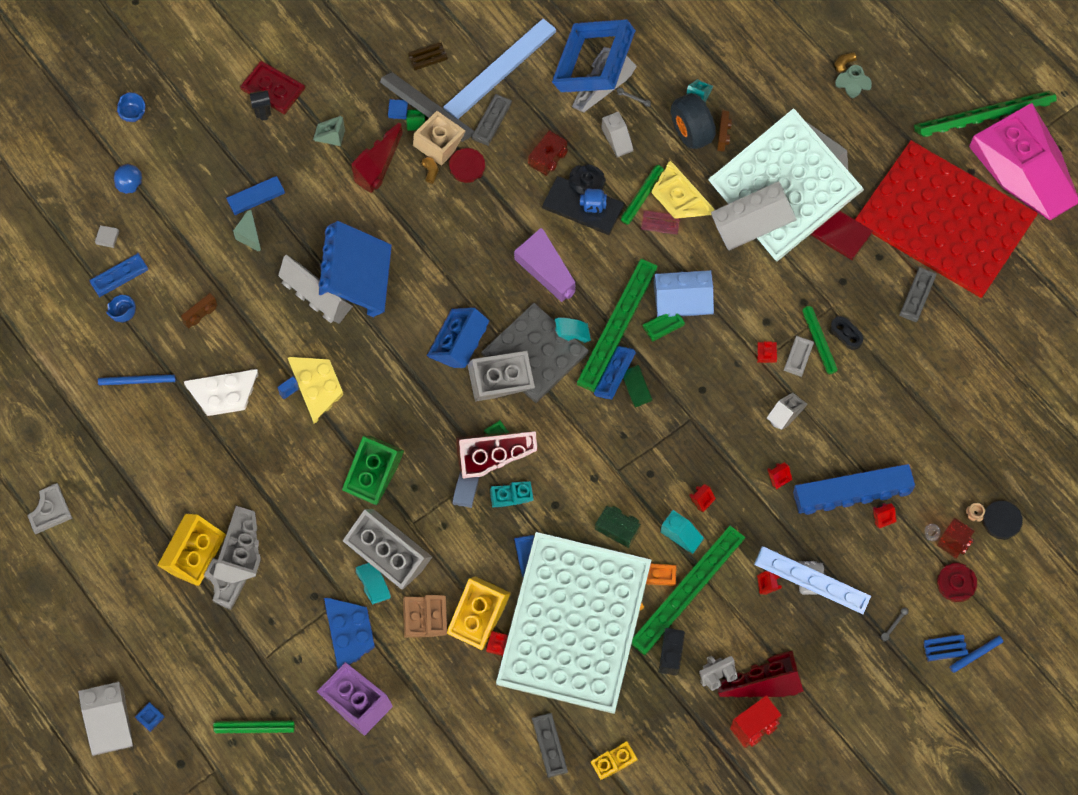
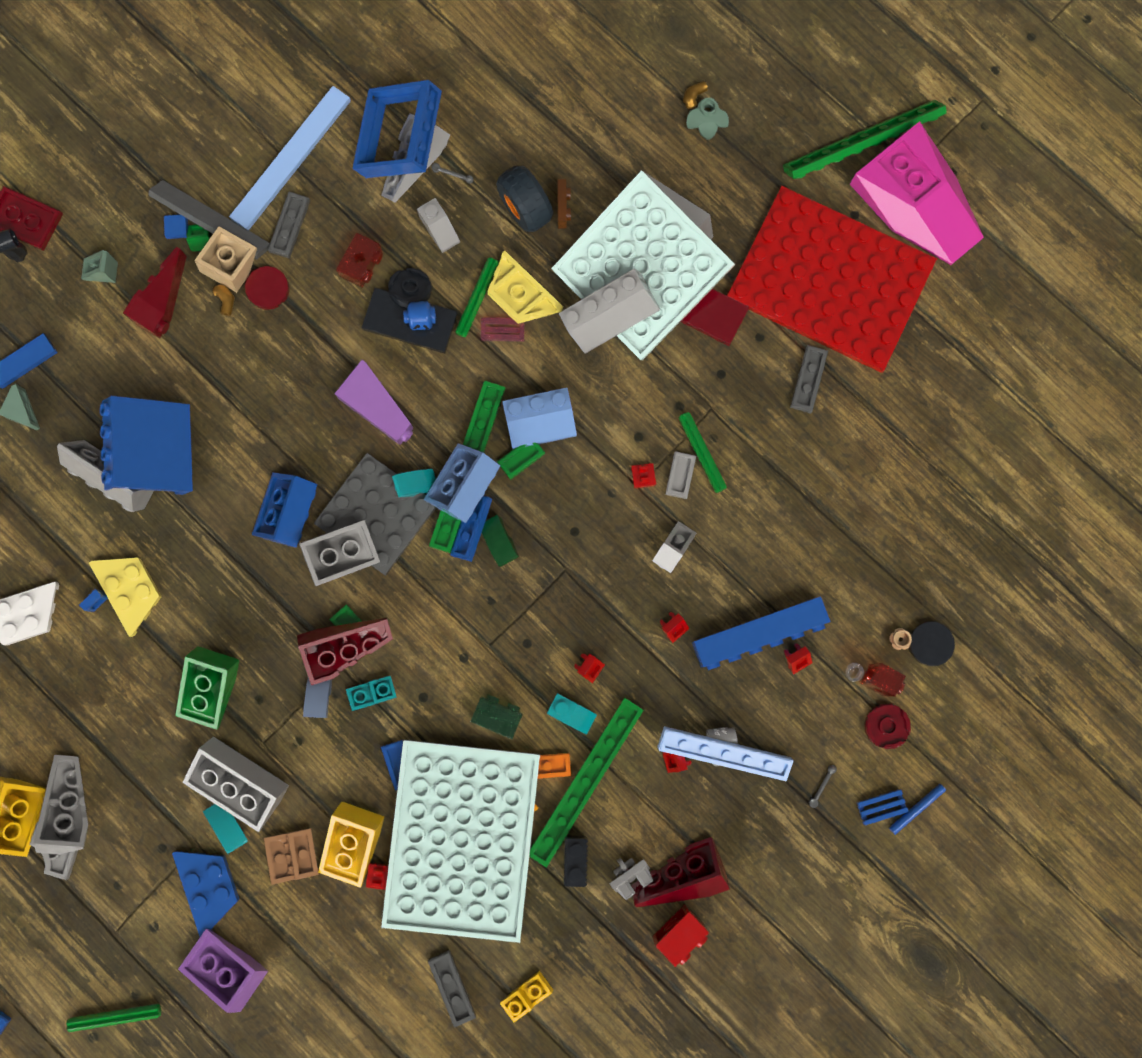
camera: 10 degrees left, 15 degrees up
(426, 53) = (200, 150): dark brown tile -> none
(613, 333) = (462, 482): none -> medium blue slope
(700, 88) = (528, 155): teal slope -> none
(847, 333) = (733, 439): black plate -> none

